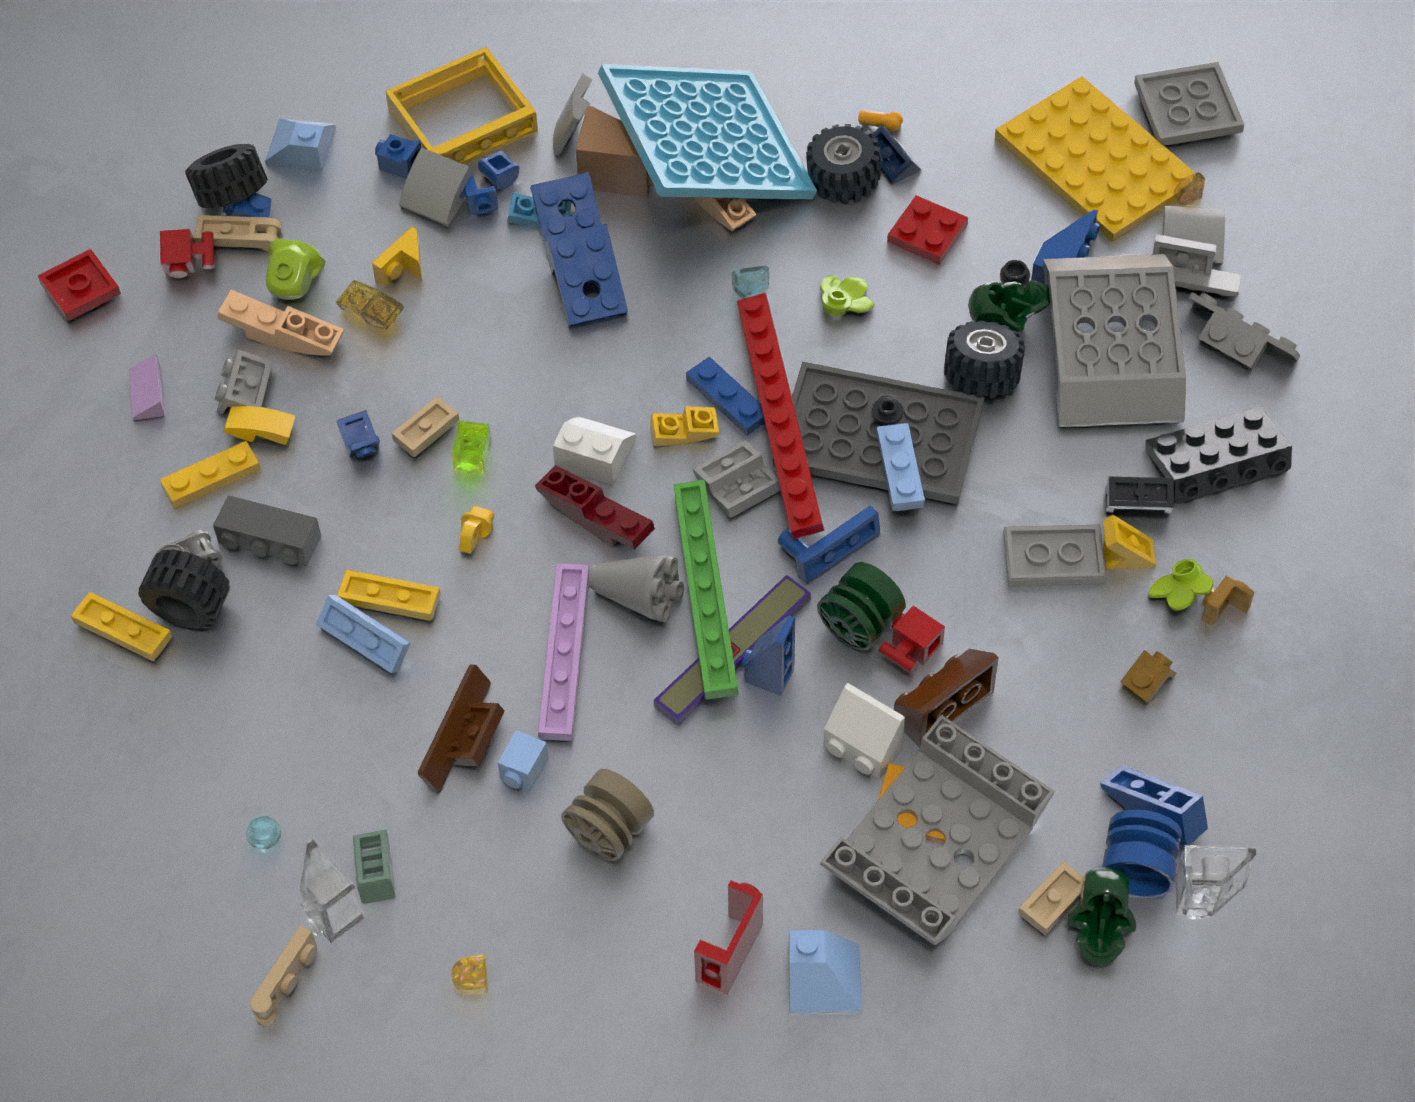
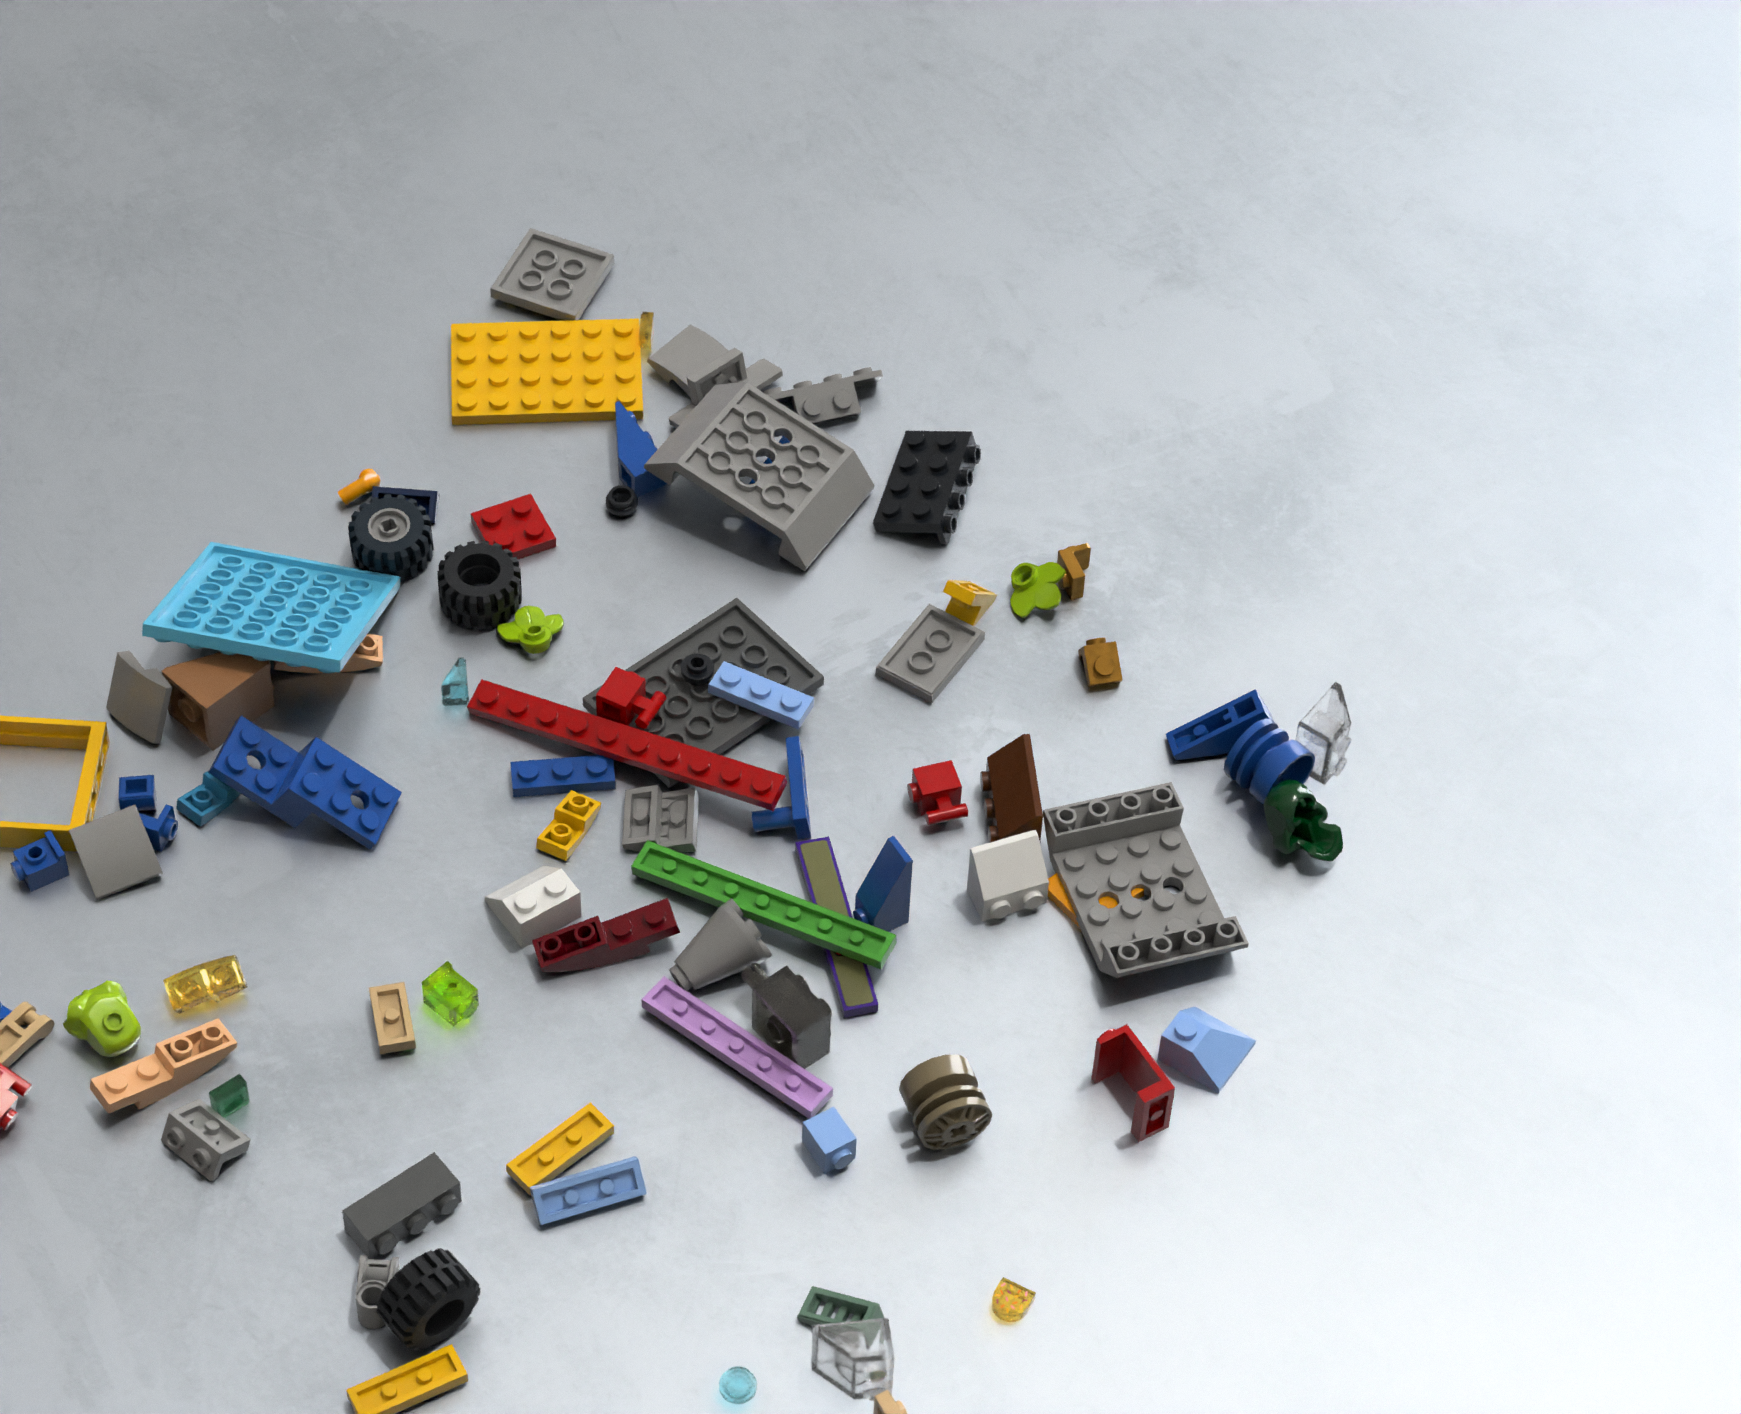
camera: 60 degrees left, 5 degrees down
(146, 389) = (131, 1222): lavender slope -> none
(210, 474) = (285, 1223): yellow plate -> none
(250, 421) = (263, 1149): yellow slope -> none
(285, 376) = (229, 1096): none -> clear green tile
(358, 434) = (356, 1075): blue bracket -> none
(399, 256) = (175, 923): yellow slope -> none
(463, 731) = (765, 1164): reddish brown bracket -> none
(475, 525) = (540, 1041): yellow piece -> none
(607, 663) = (789, 1015): none -> clear smoke brick
(816, 384) = (625, 696): none -> red brick
(849, 220) = (479, 604): none -> black tyre
(861, 606) = (884, 802): dark green wheel -> none
(984, 358) = (702, 571): black wheel -> none
(1008, 303) = (662, 524): dark green head -> none
(1052, 898) = (1255, 849): tan plate -> none
(1140, 493) = (927, 558): black hinge -> none

